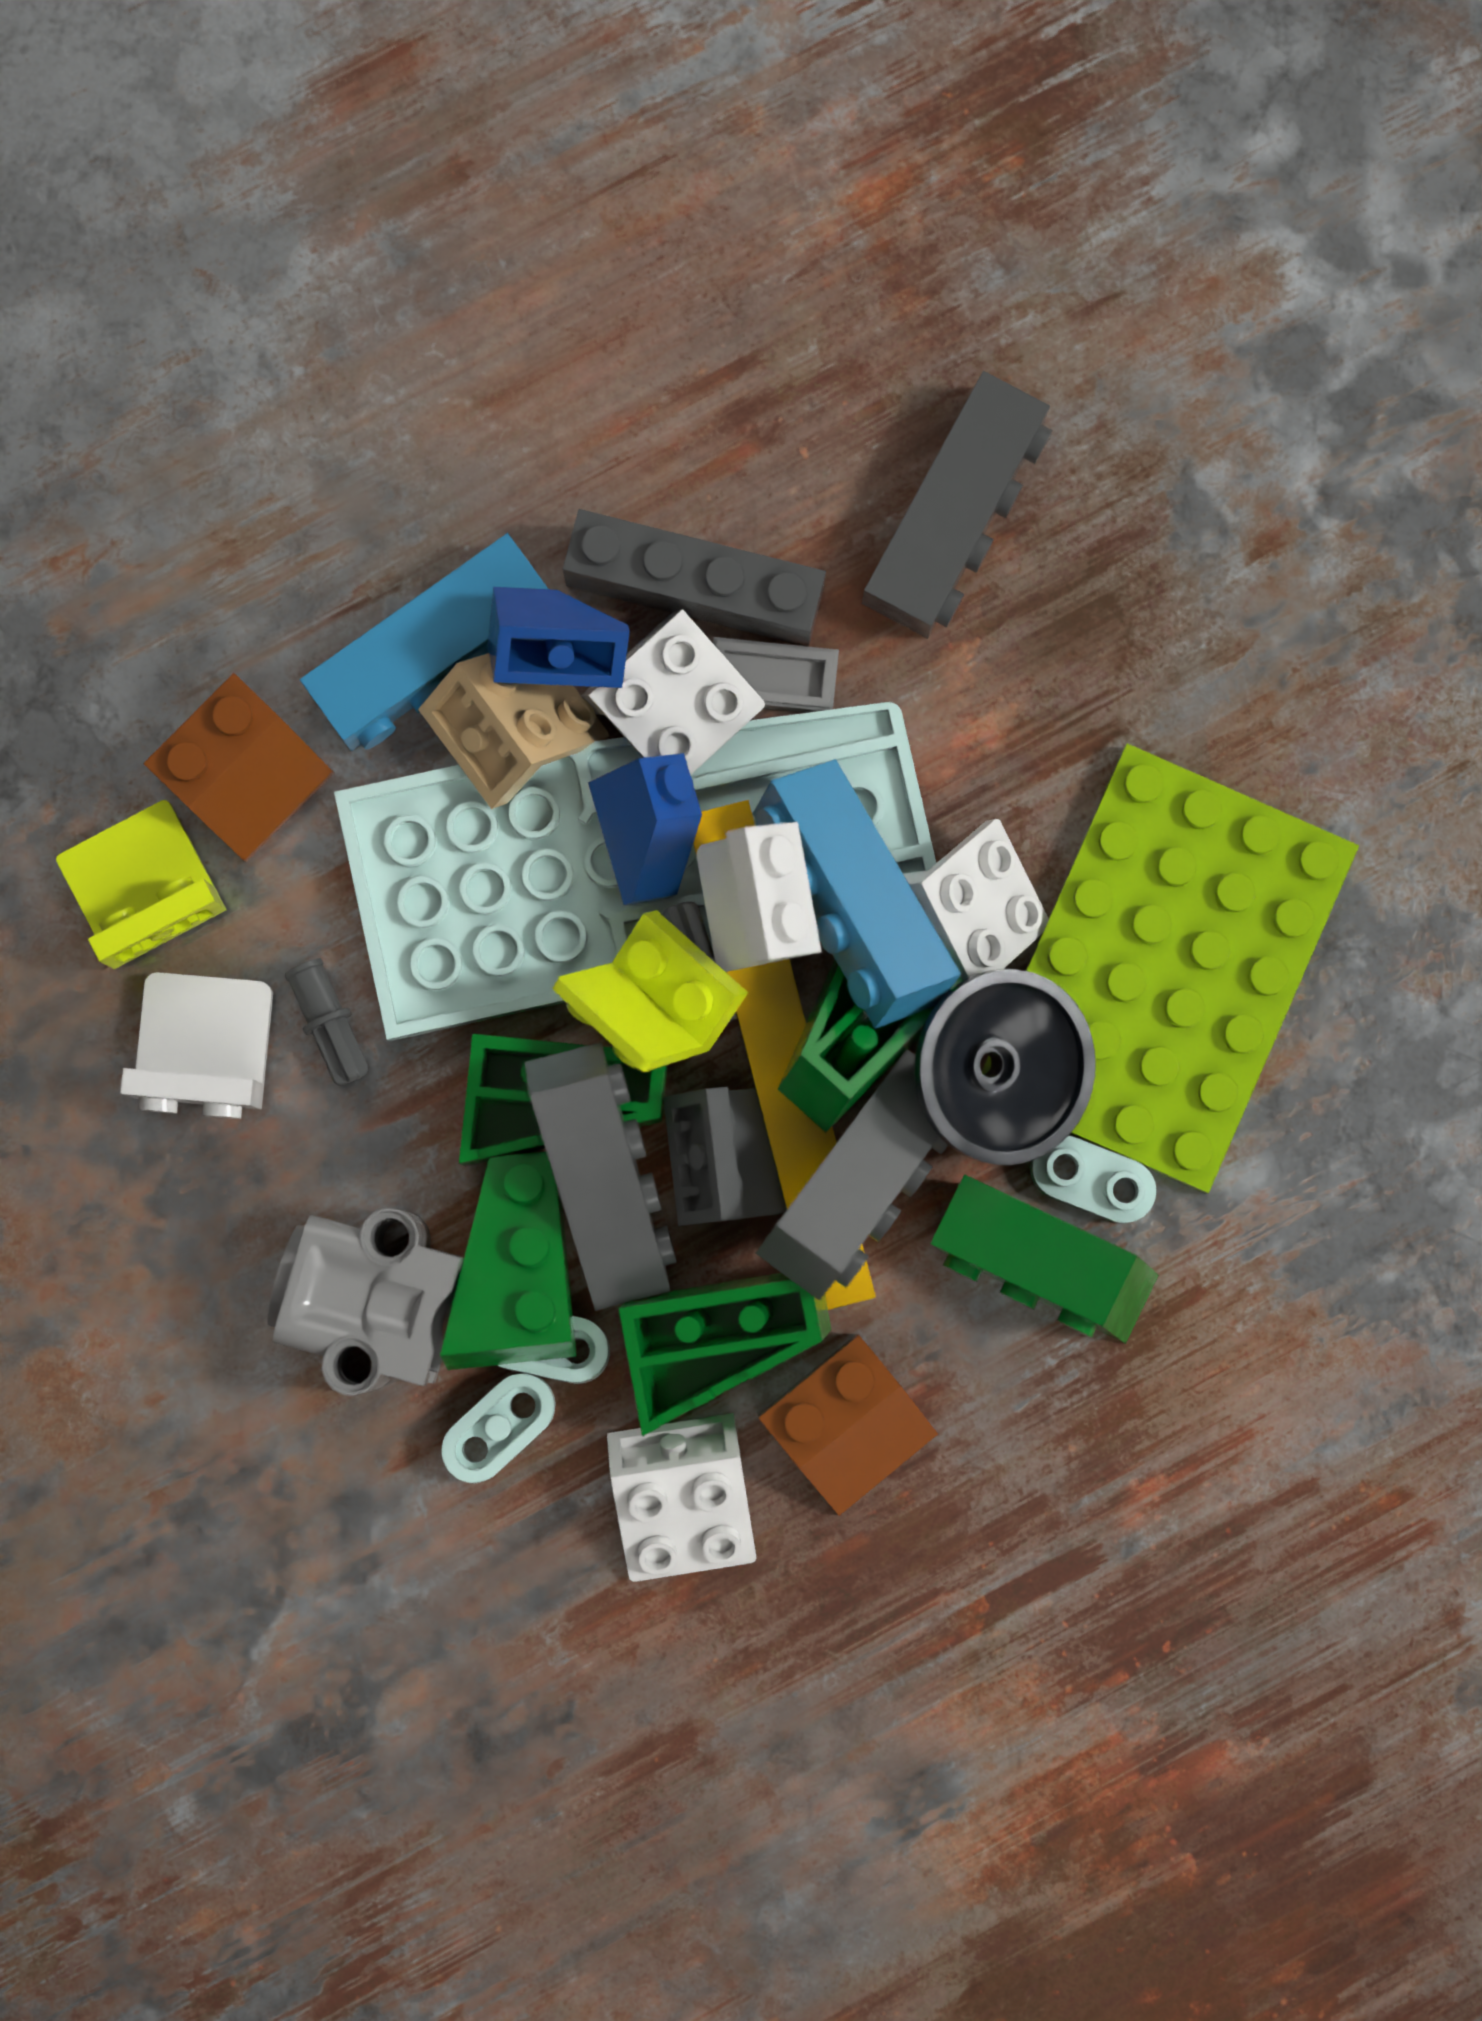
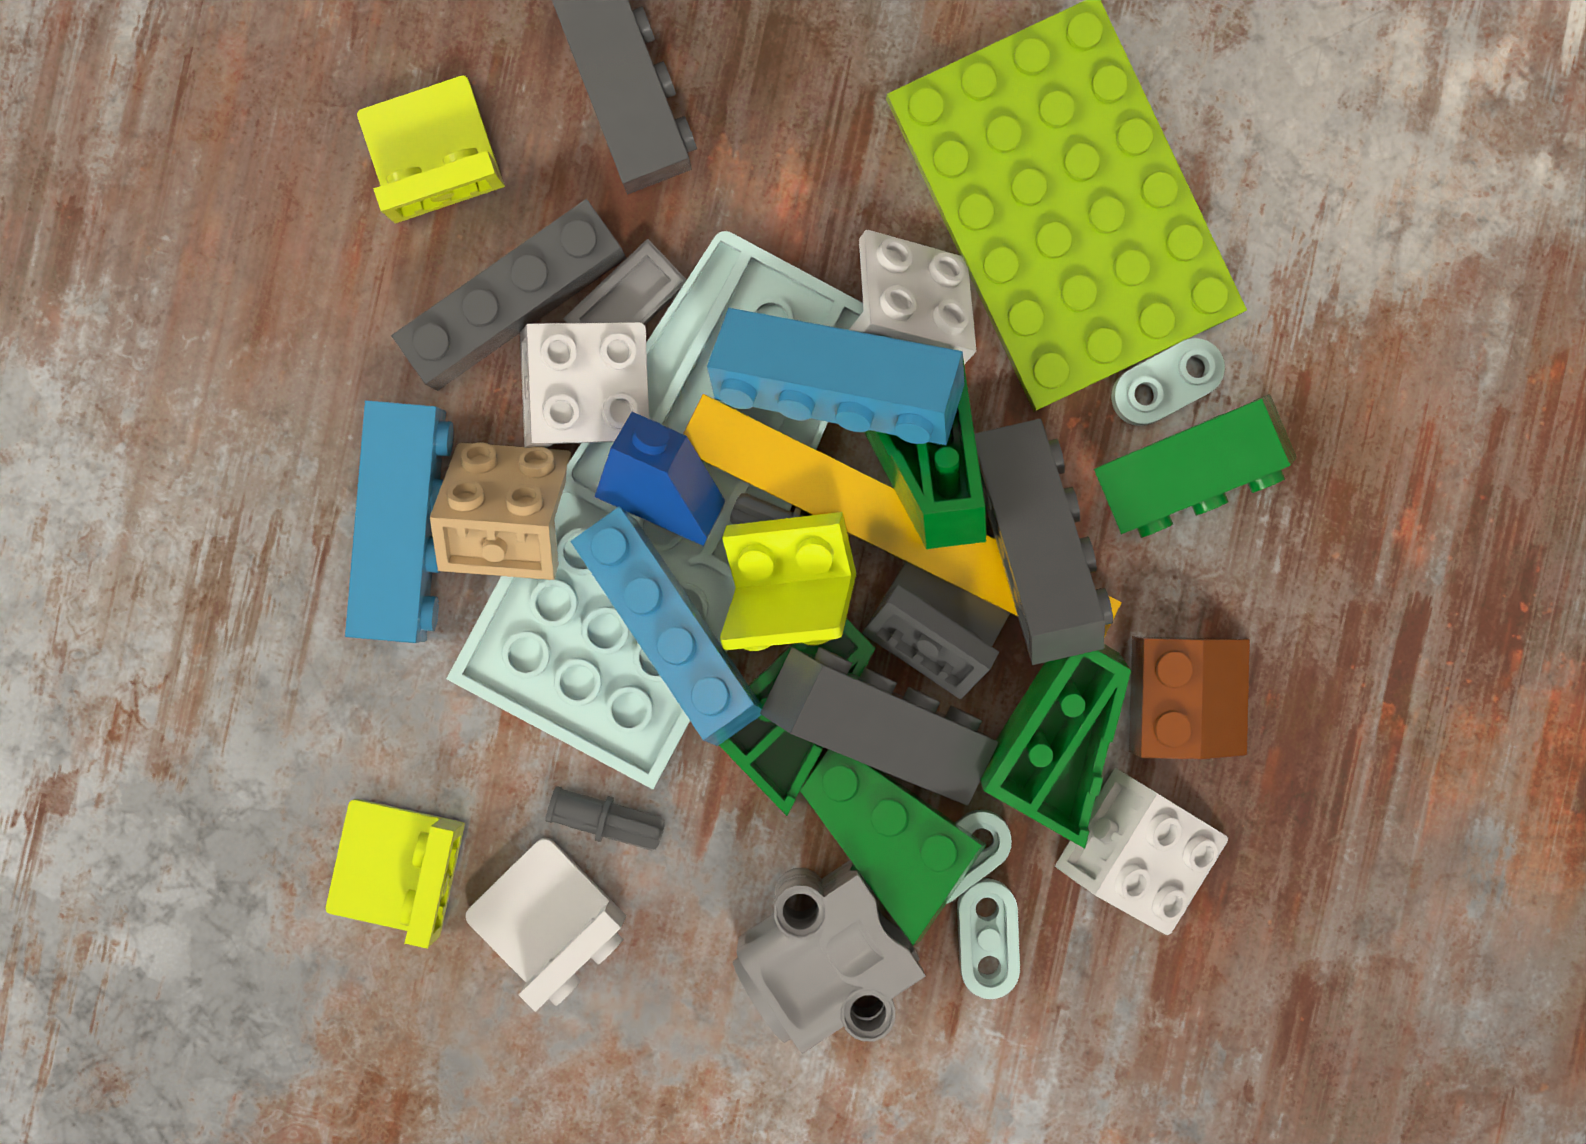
camera: 55 degrees left, 5 degrees up
(239, 767) = (371, 731): dark orange slope -> none
(532, 931) = (668, 626): none -> dark azure brick
(554, 640) = (472, 434): blue slope -> none
(757, 413) = (429, 149): none -> neon yellow bracket
(758, 896) = (783, 448): white bracket -> none
(1036, 1075) = (1067, 358): black dish -> none

